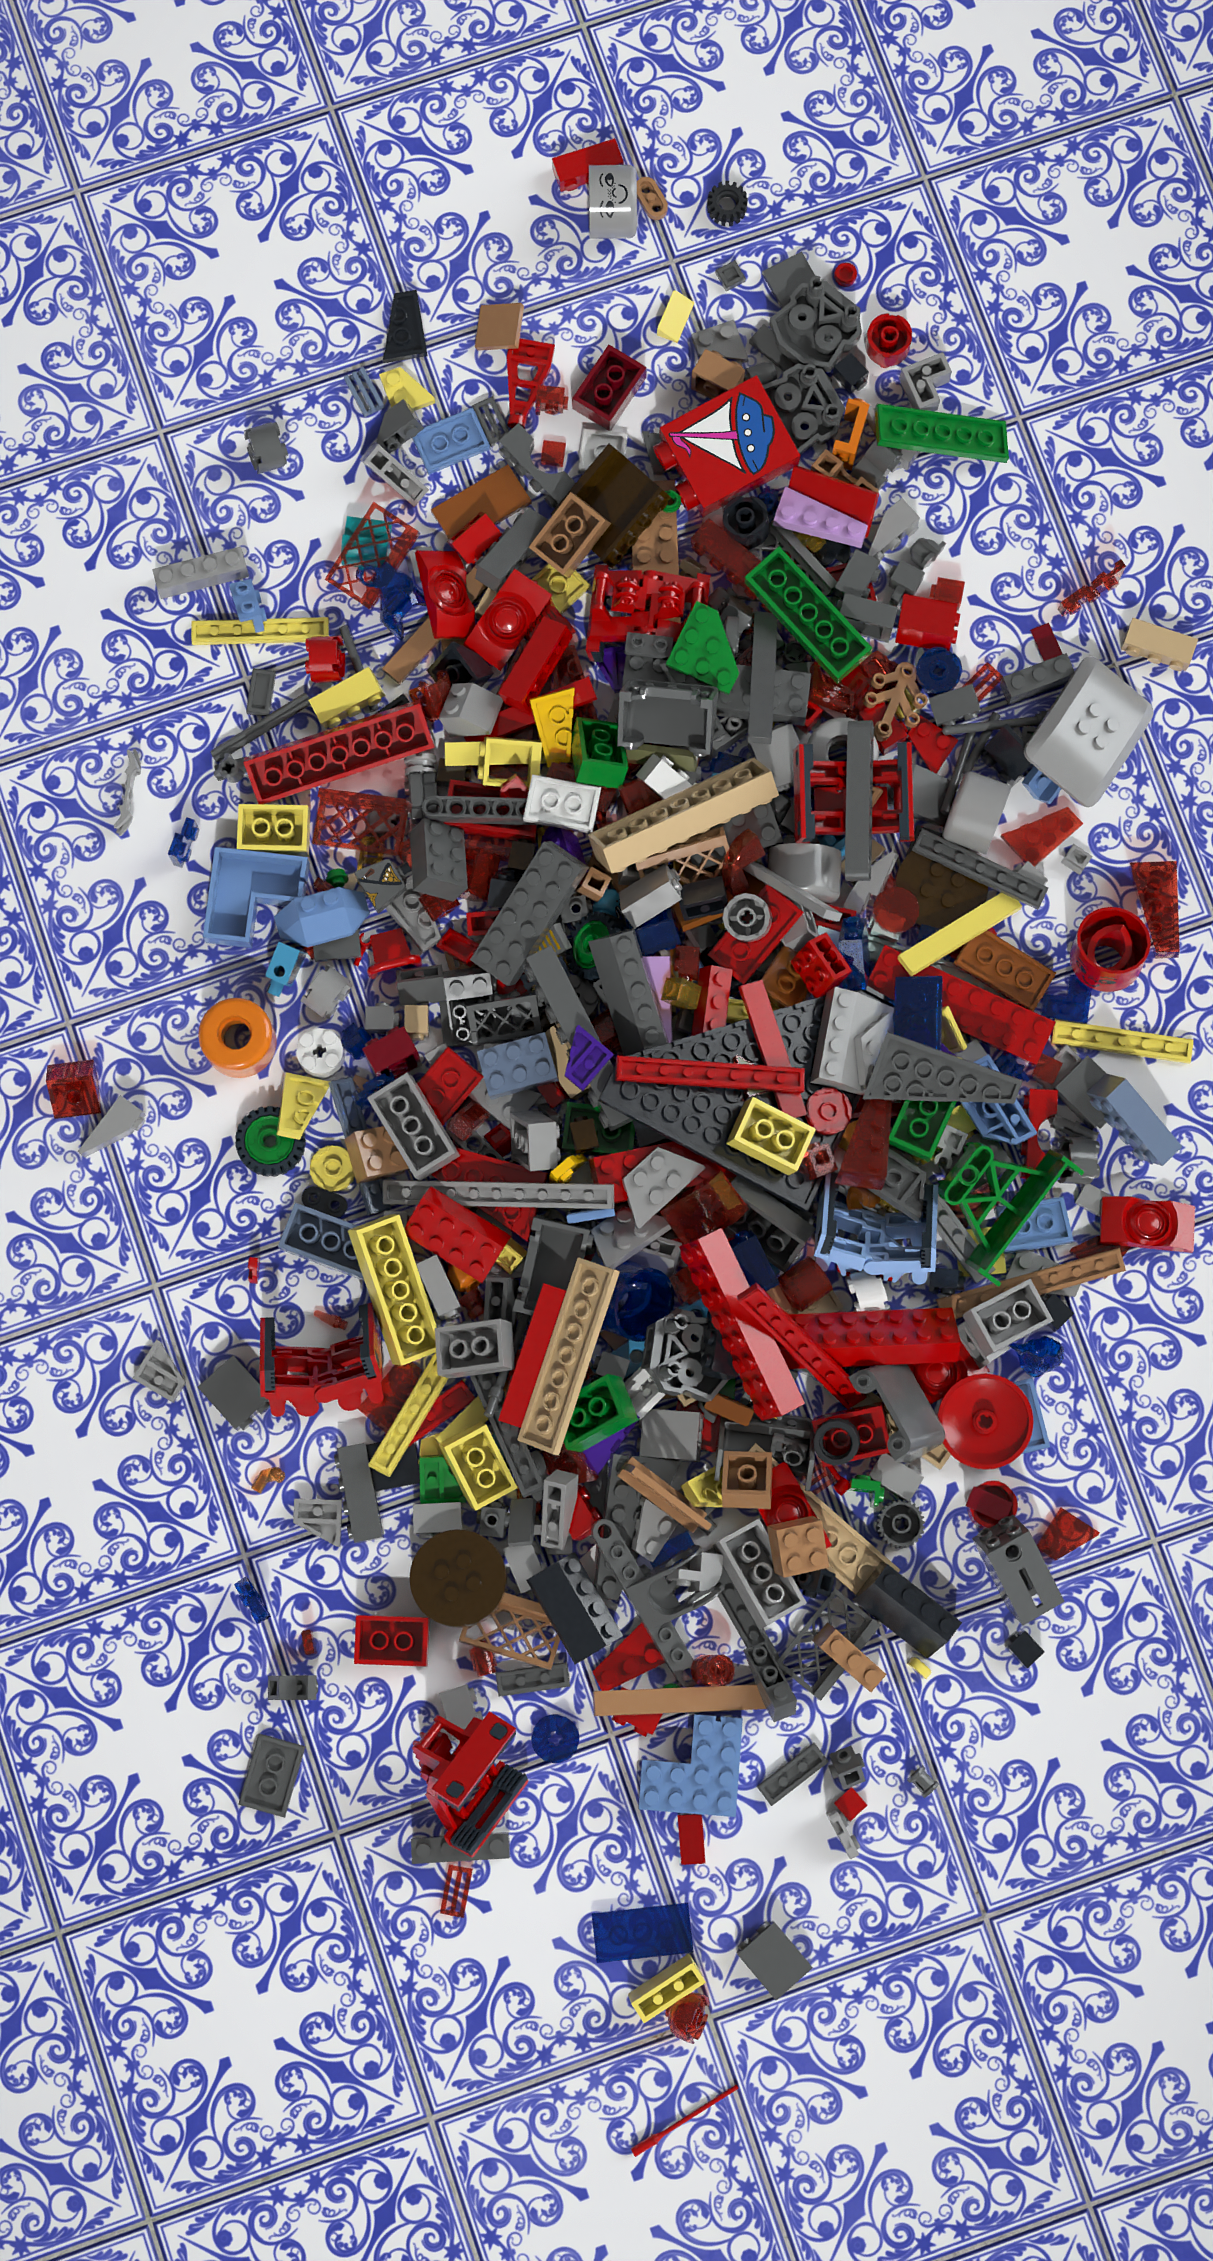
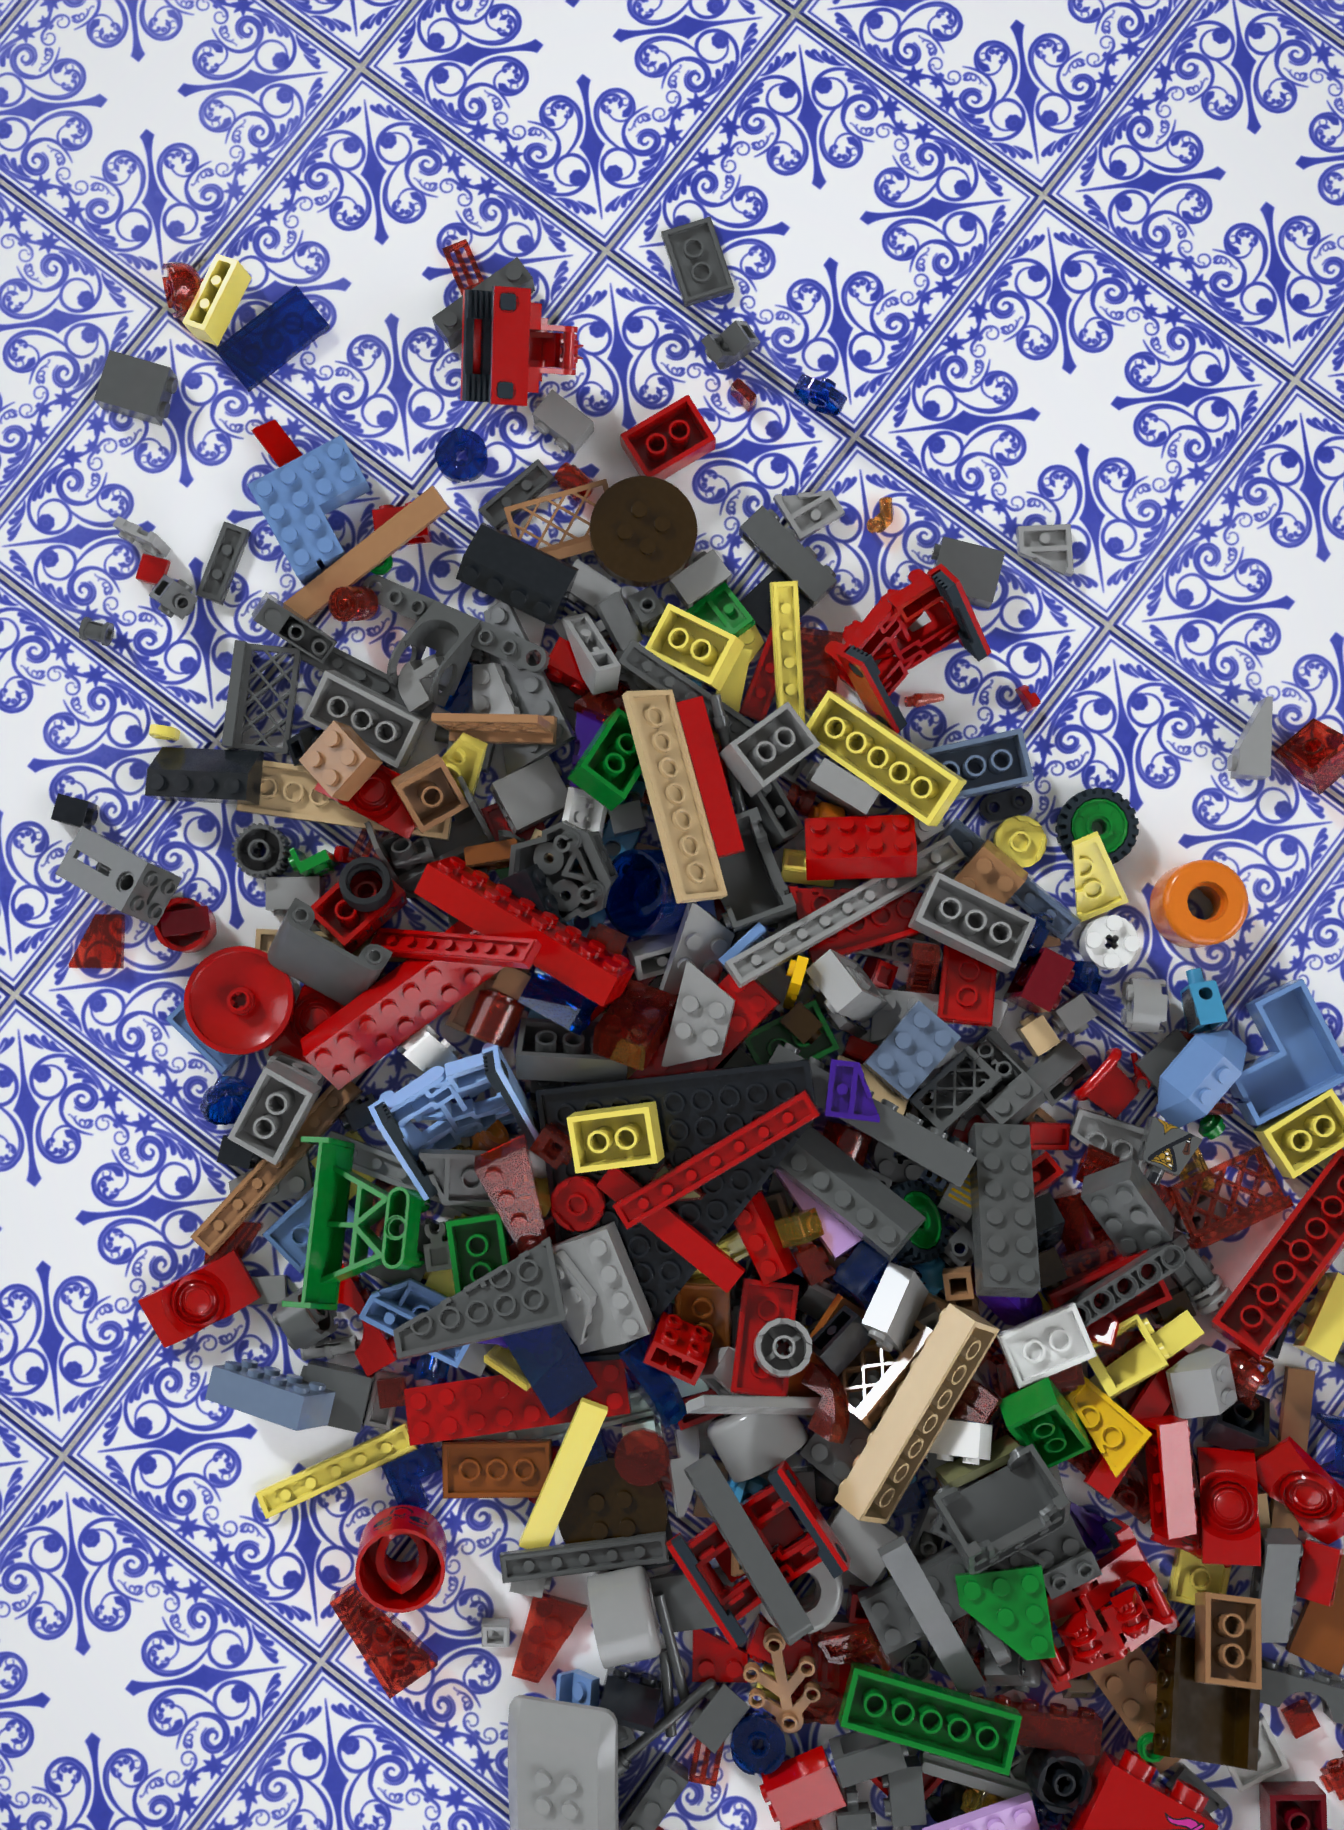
camera: 145 degrees right, 5 degrees up
(628, 1660) = (439, 566): red wing -> none
(655, 2138) = (149, 172): red piece -> none
(849, 1657) = (241, 694): medium nougat arch -> none

